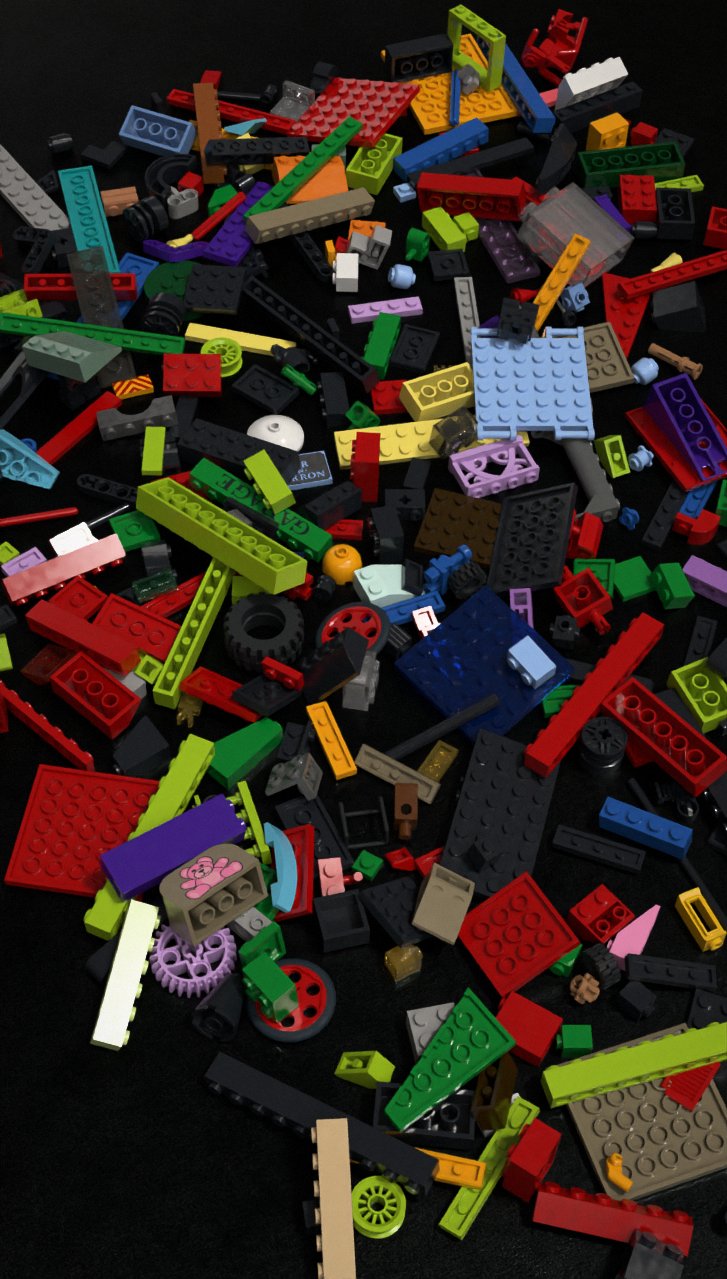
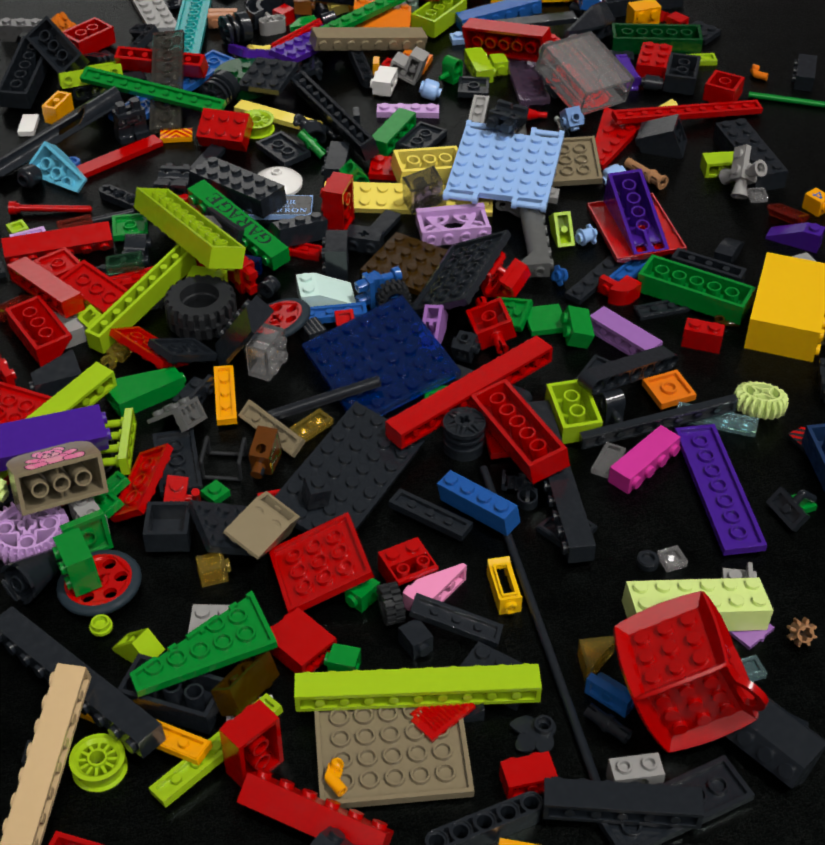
camera: 15 degrees right, 10 degrees down
(69, 354) = (120, 95): sand green slope -> none
(116, 425) = (185, 152): flat silver arch -> none
(153, 451) = (167, 172): lime tile -> none
(268, 482) = (247, 200): lime brick -> none
(282, 673) = (201, 336): red plate -> none
(284, 890) = (132, 477): medium azure slope -> none
(314, 1050) = (101, 625): none -> lime plate
(341, 563) = (288, 269): light orange cylinder -> none
(401, 859) = (246, 493): red slope -> none
(412, 577) = (346, 290): black tile -> none
(530, 662) = (418, 355): light blue brick -> none
(560, 276) = (557, 97): light orange tile -> none
(584, 988) = (370, 620): medium nougat gear -> none

